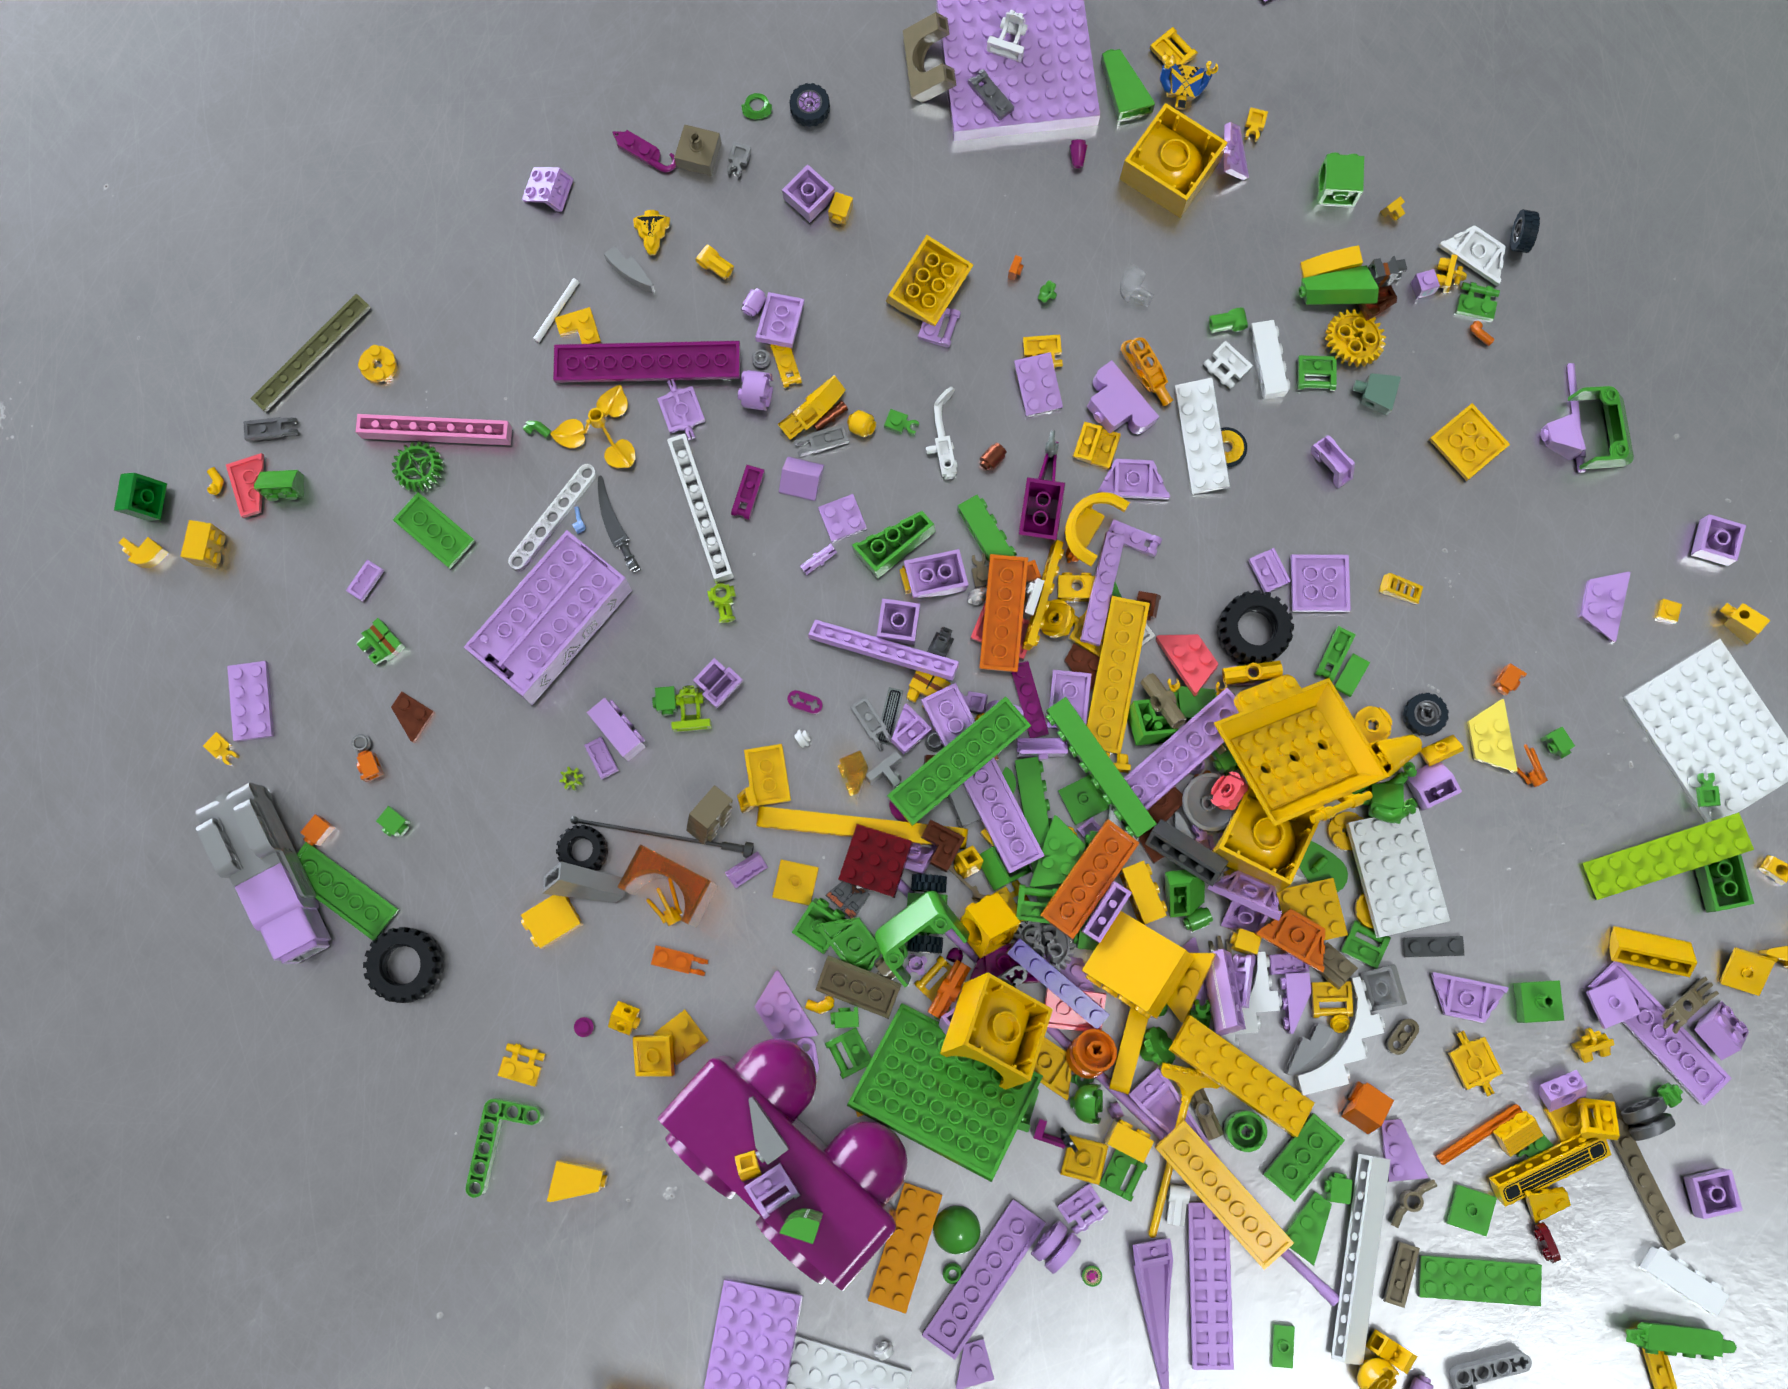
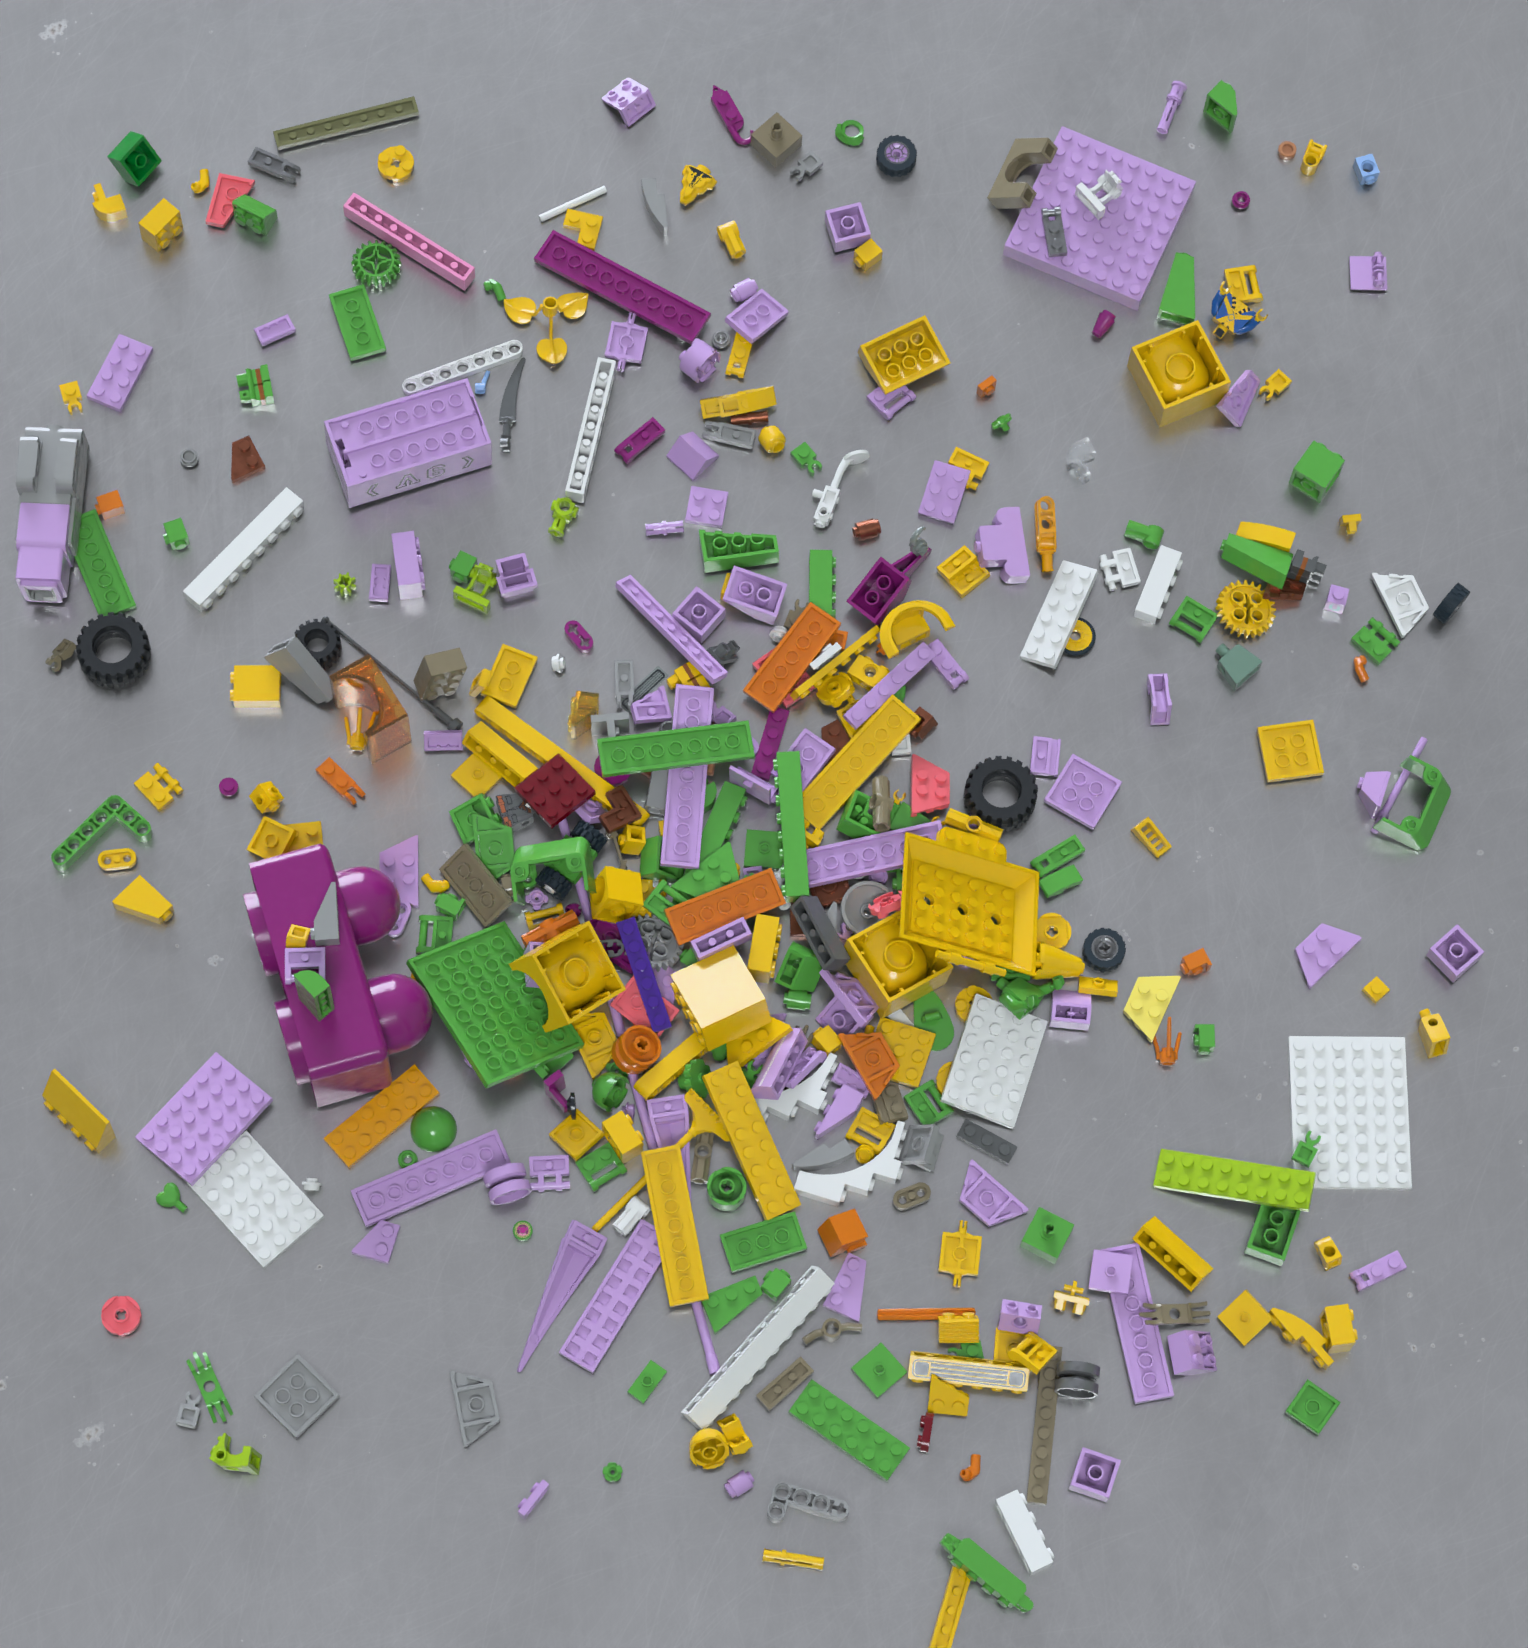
camera: 25 degrees right, 10 degrees down
(358, 993) = (61, 652): none -> dark tan plate
(369, 765) = (184, 479): orange brick -> none
(462, 800) = (243, 550): none -> white brick
(527, 1155) = (117, 859): none -> yellow plate
(804, 854) = (498, 754): none -> yellow brick
(1134, 480) = (977, 617): lavender wing -> none
(1448, 265) = (1366, 605): yellow hips -> none
(1605, 1250) = (973, 1470): none -> orange arm
(1670, 1094) = (1111, 1376): bright green gear -> none

